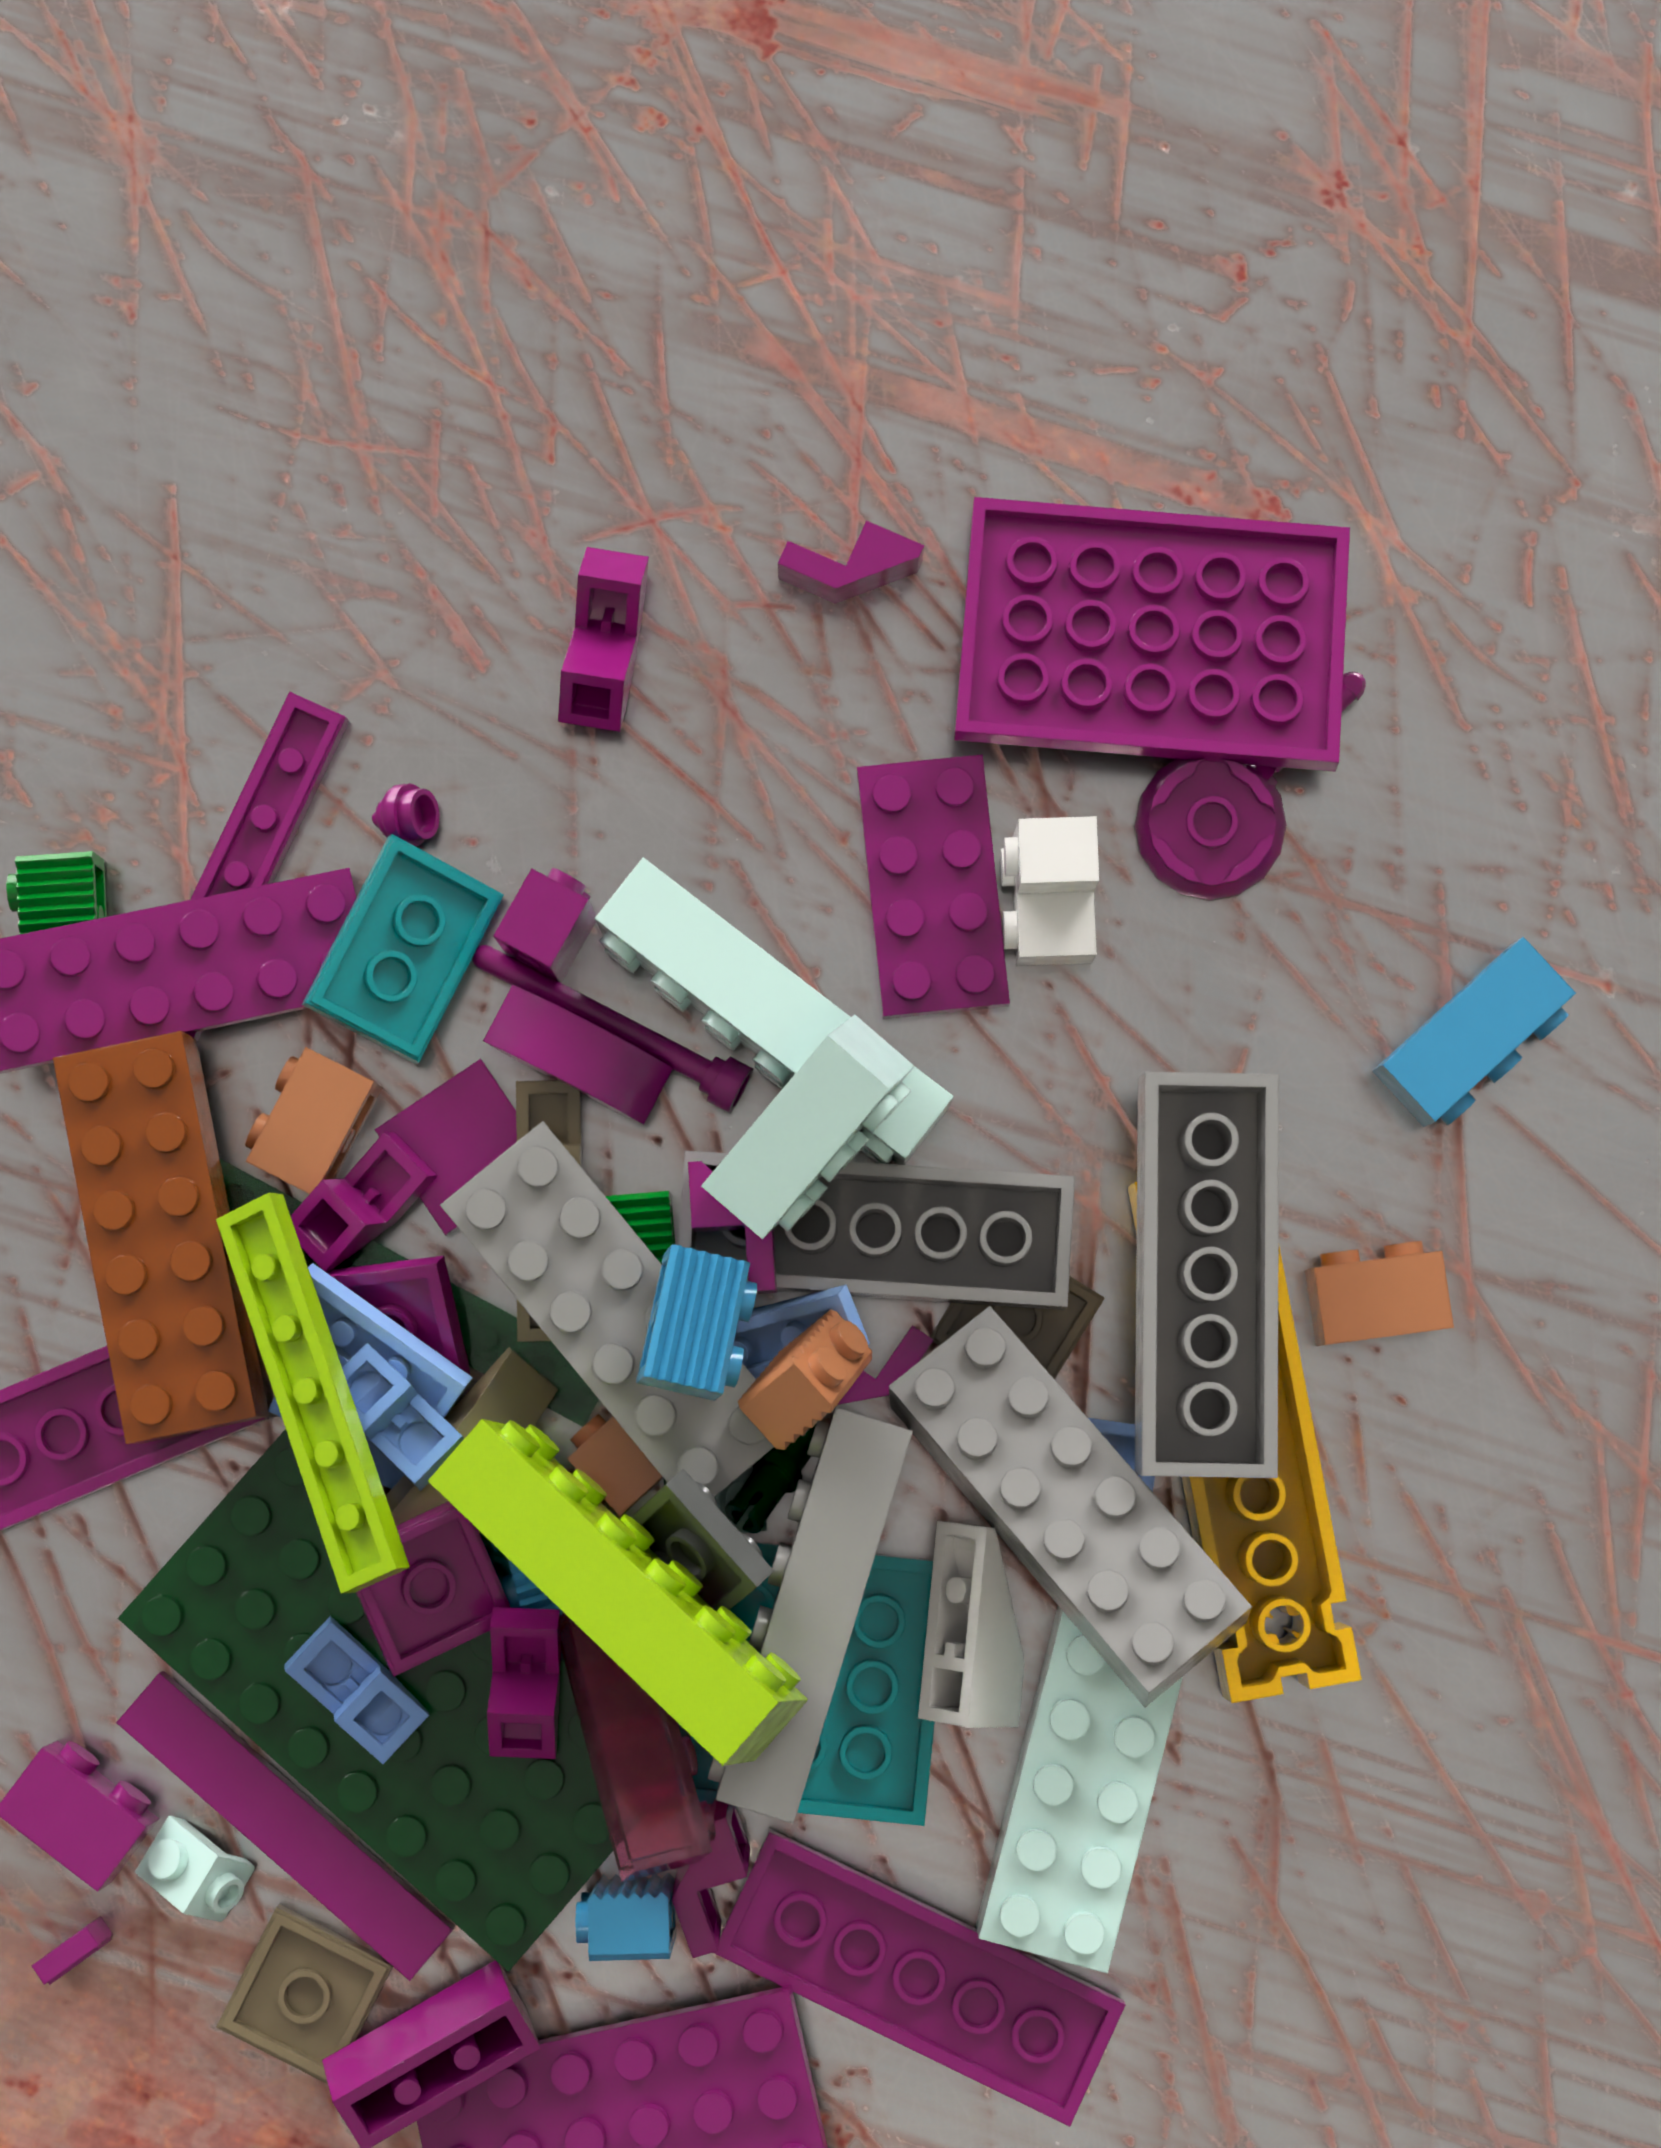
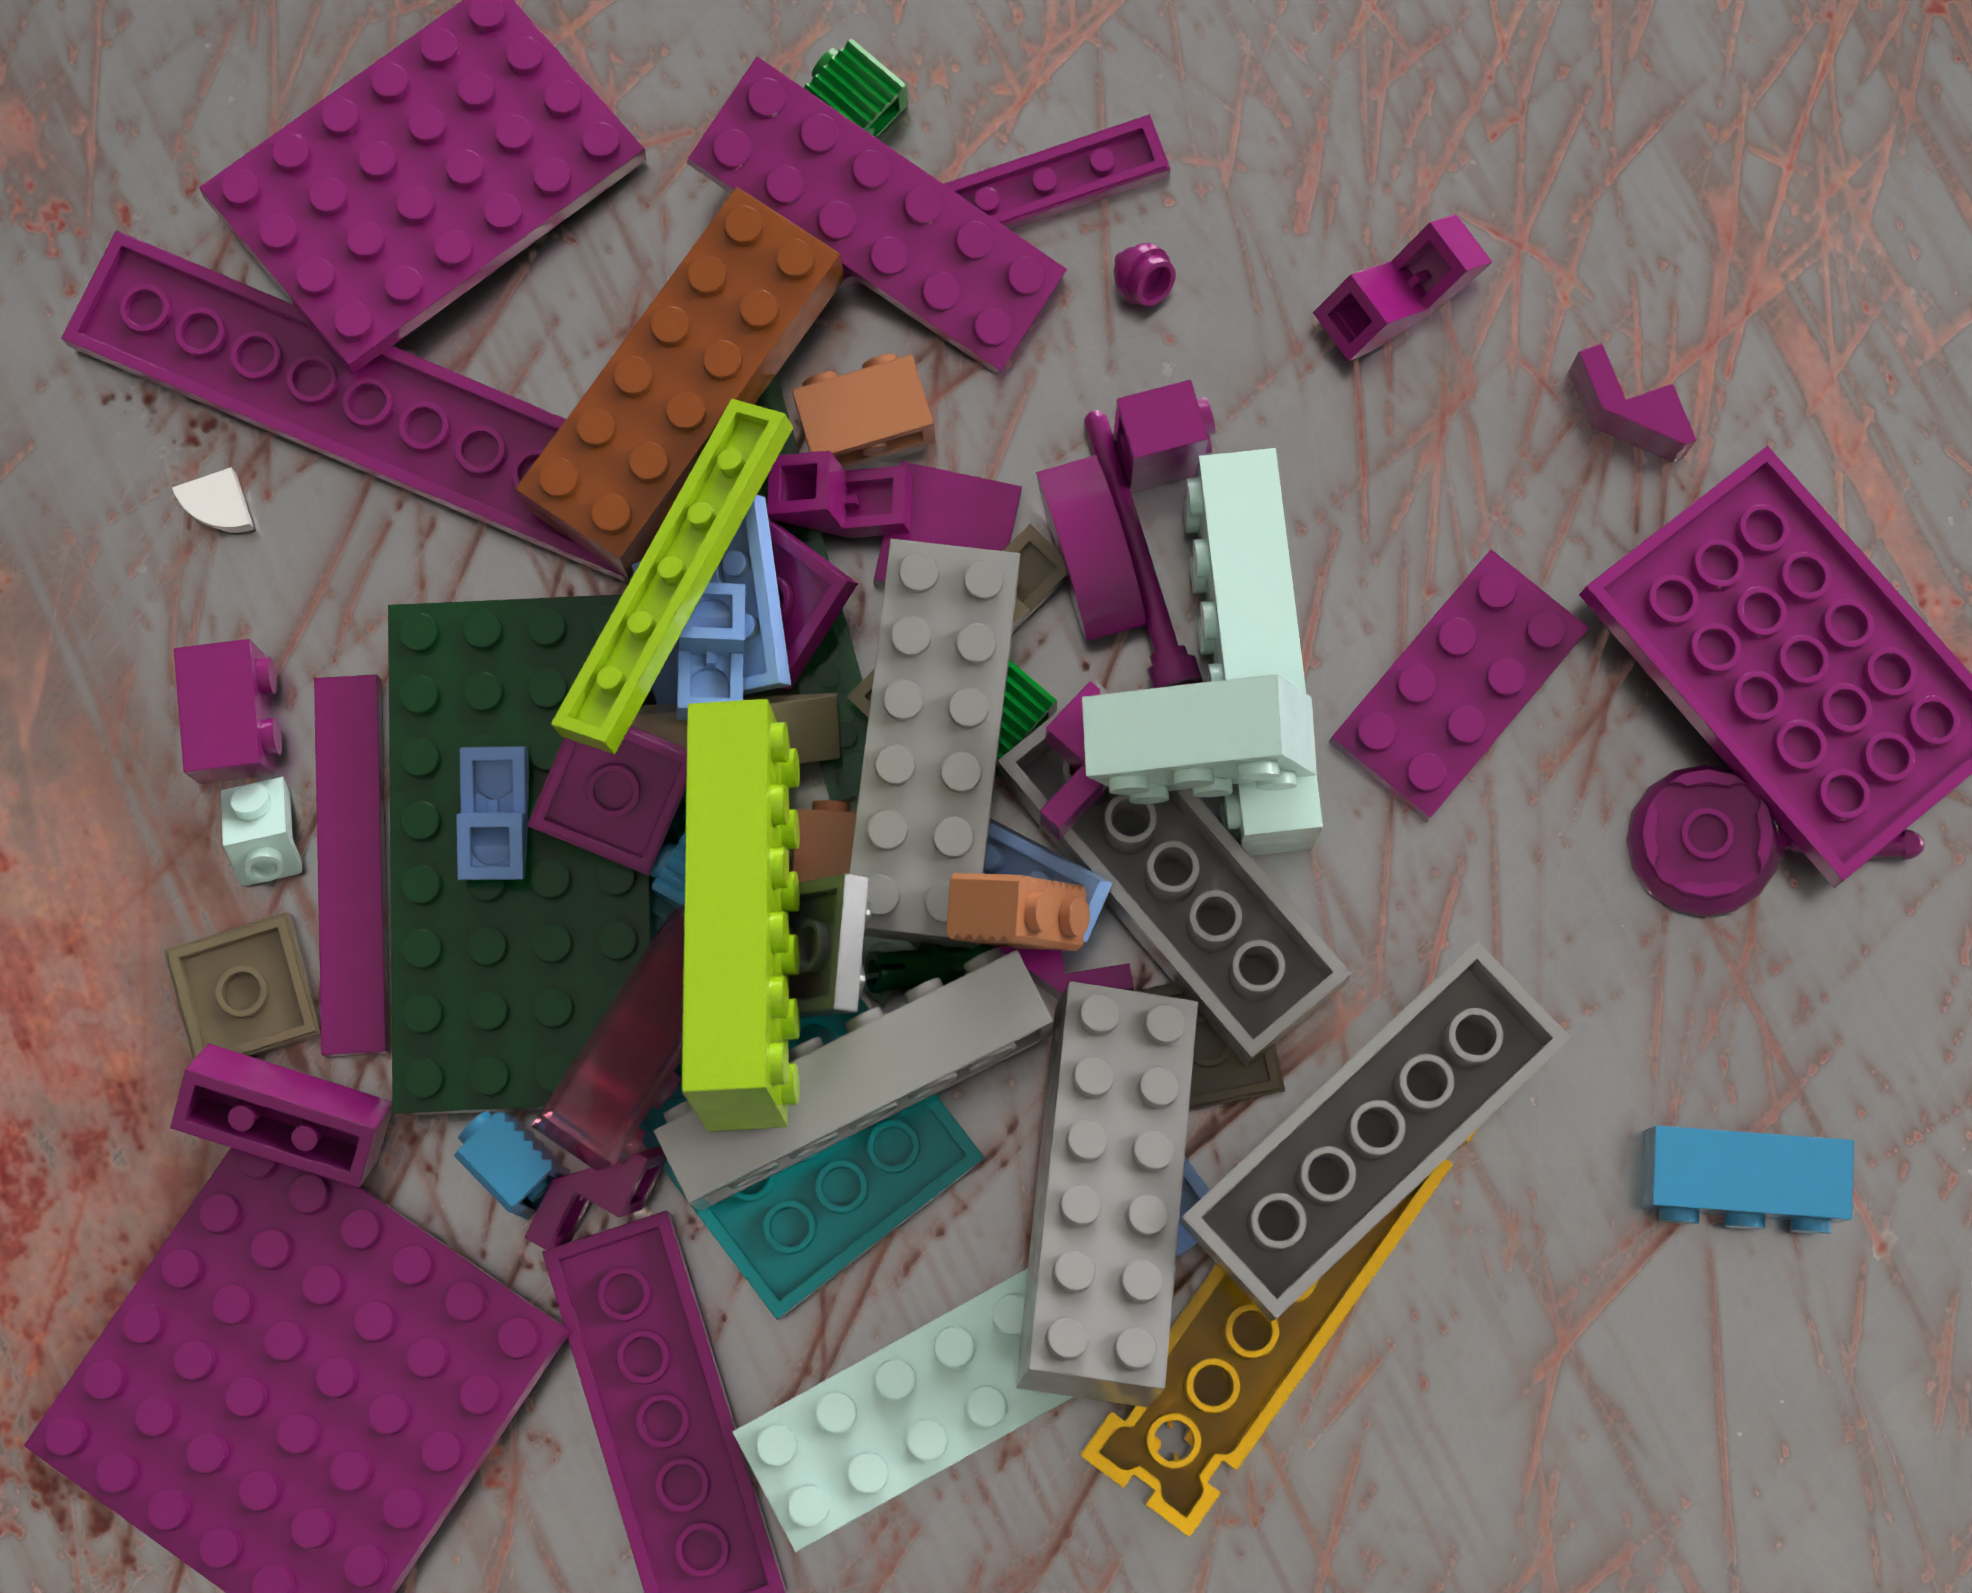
camera: 50 degrees right, 5 degrees down
(73, 1951) = (126, 798): magenta tile -> none
(403, 949) = (1045, 358): teal tile -> none
(524, 1682) = (609, 926): magenta slope -> none
(696, 1323) = (979, 789): dark azure brick -> none
(971, 1634) = (944, 1223): white slope -> none
(1053, 885) = (1553, 755): white brick -> none
(1378, 1296) = (1484, 1288): nougat brick -> none

